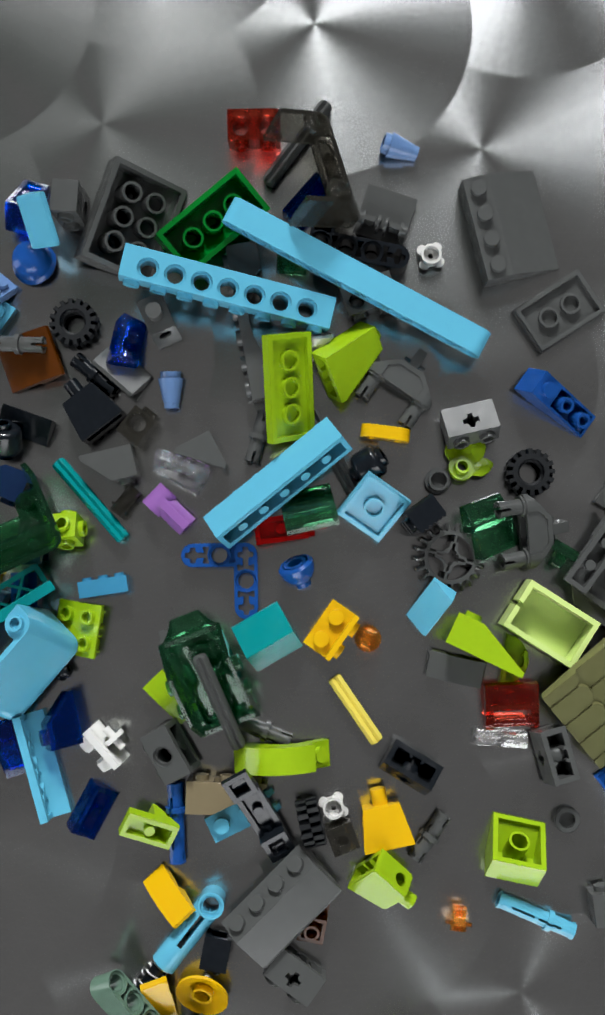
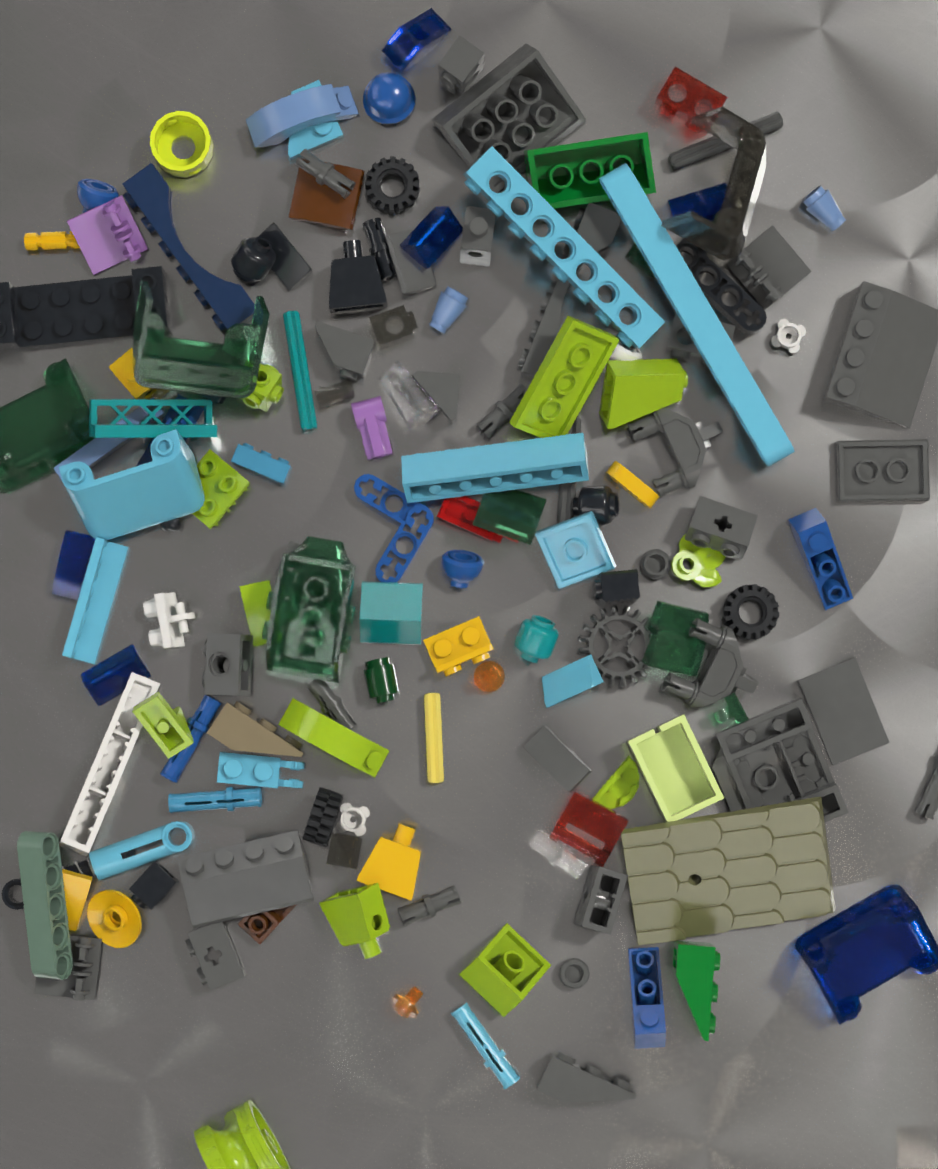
camera: 30 degrees right, 0 degrees up
(38, 220) = (420, 66): medium azure slope -> none
(61, 724) = (139, 571): clear blue slope -> none
(127, 888) = (107, 767): none -> white slope
(168, 896) = (141, 803): yellow slope -> none
(218, 701) = (307, 643): dark grey axle -> none
(231, 851) = (226, 799): none -> dark azure pin
(260, 814) = (279, 776): black slope -> none
(290, 691) = (381, 680): none -> dark green brick
(385, 589) = (536, 638): none -> teal head
(411, 767) = (452, 824): black brick -> none
(475, 638) = (593, 736): lime slope -> none

